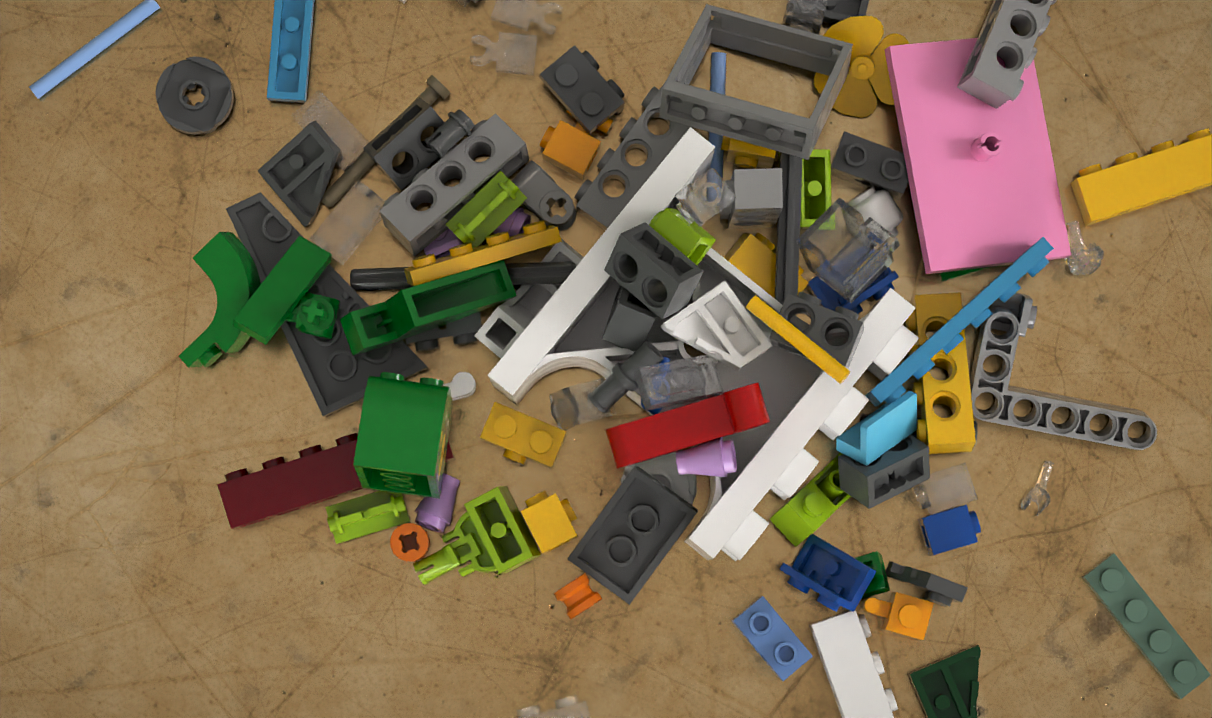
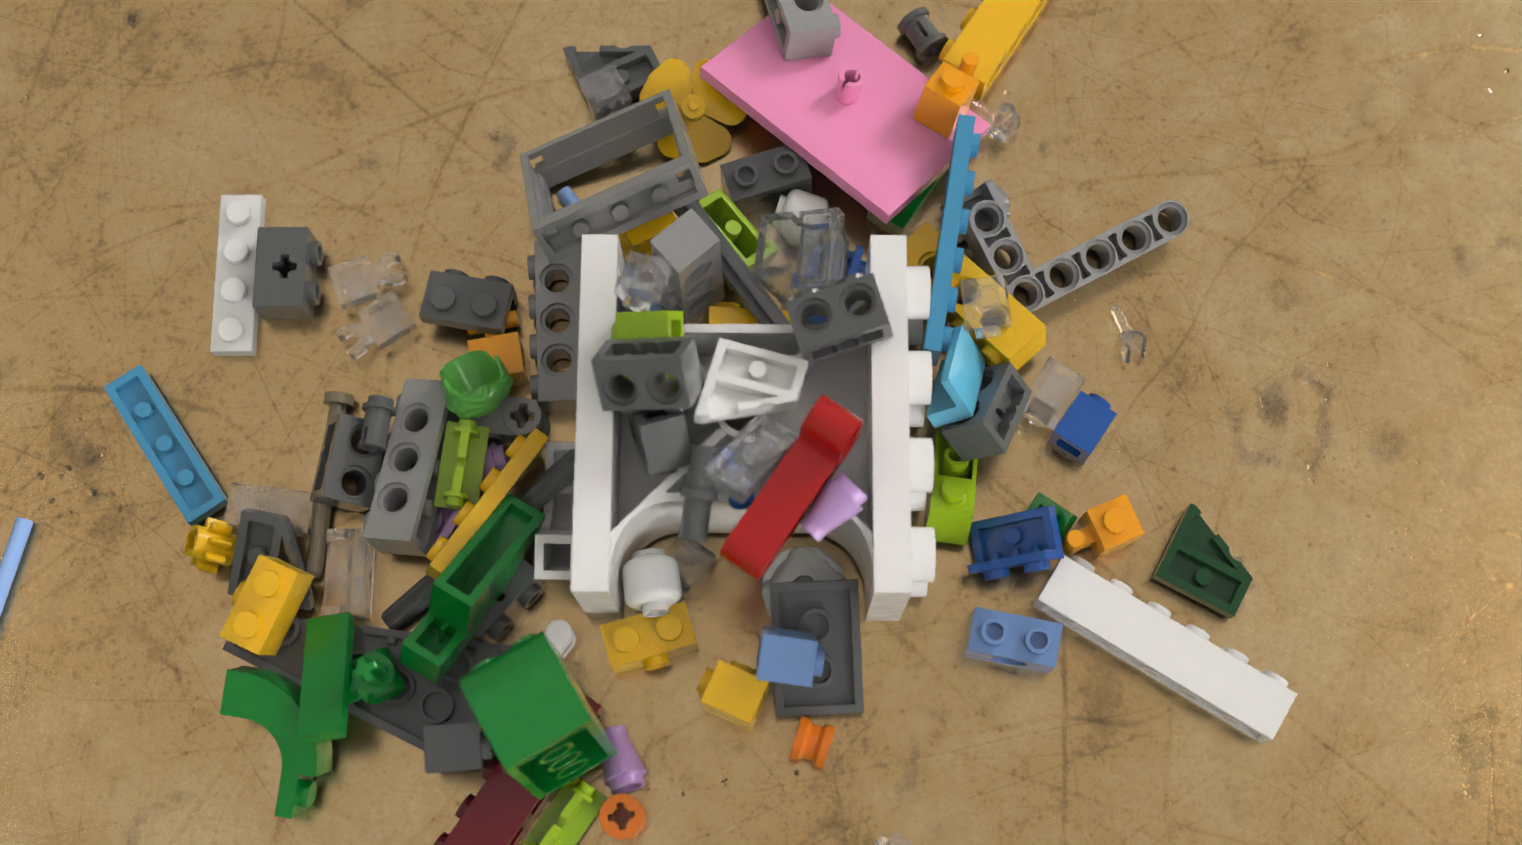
camera: 35 degrees left, 10 degrees down
(186, 75) = (141, 587): dark grey plate -> none
(271, 127) = (210, 545): none -> yellow gear
(278, 205) = (266, 605): none -> yellow brick
(333, 410) = (455, 747): none -> dark grey brick
(489, 536) = (691, 753): lime brick -> none
(539, 161) = (475, 384): none -> bright green hair
(552, 401) = (651, 582): none -> white head
(604, 528) = (789, 656): none -> medium blue brick
(798, 339) = (828, 331): yellow bar -> none
(937, 588) = (1108, 481): dark grey wing -> none
(942, 394) = (985, 306): none -> clear bracket
(1053, 212) = (948, 95): none -> light orange brick
(1087, 154) = (914, 25): none -> dark grey bush
(1146, 626) = (1311, 377): sand green plate -> none

